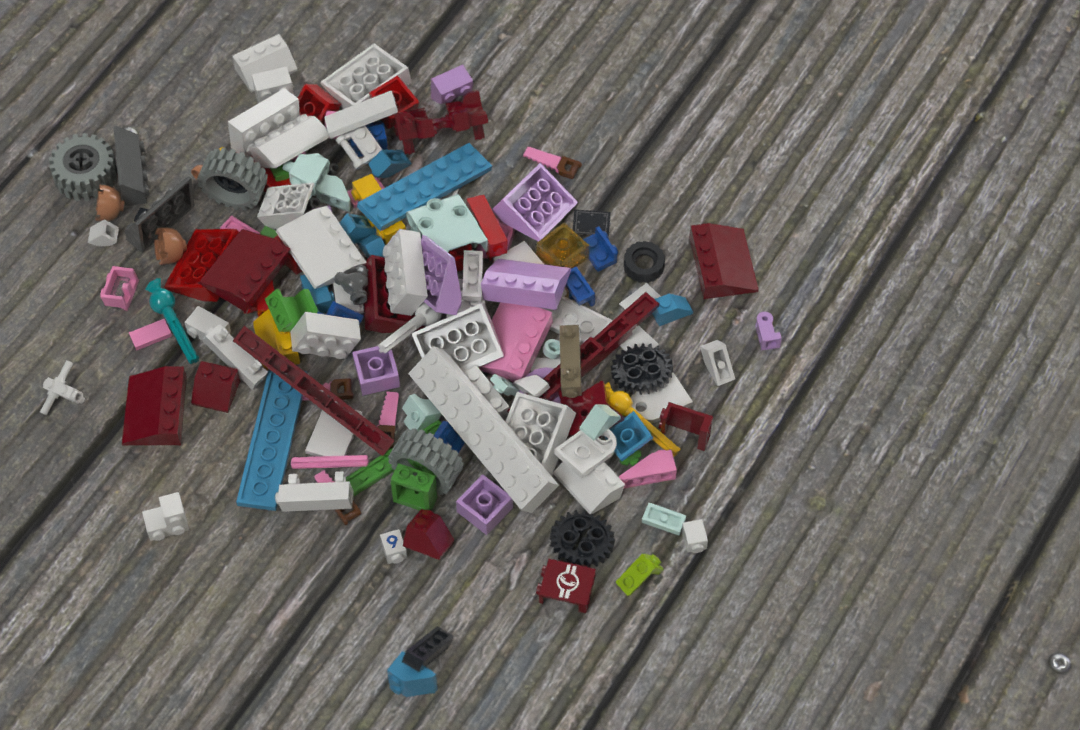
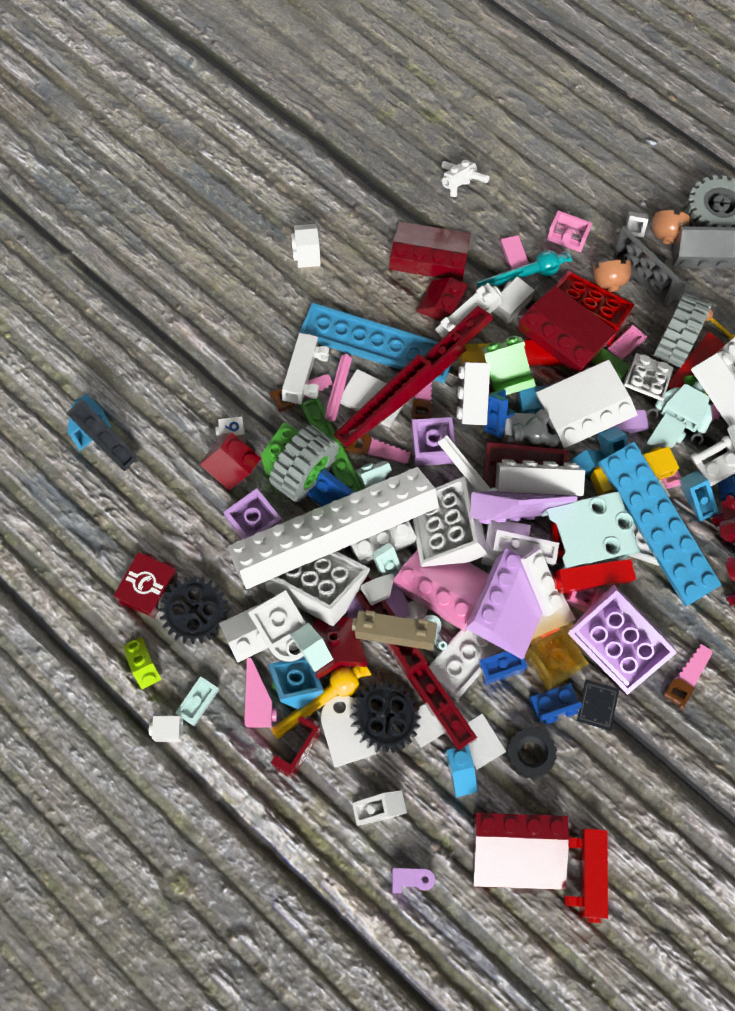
camera: 100 degrees right, 10 degrees up
(502, 259) = (542, 582): none -> white plate
(729, 210) = (593, 875): none -> red brick

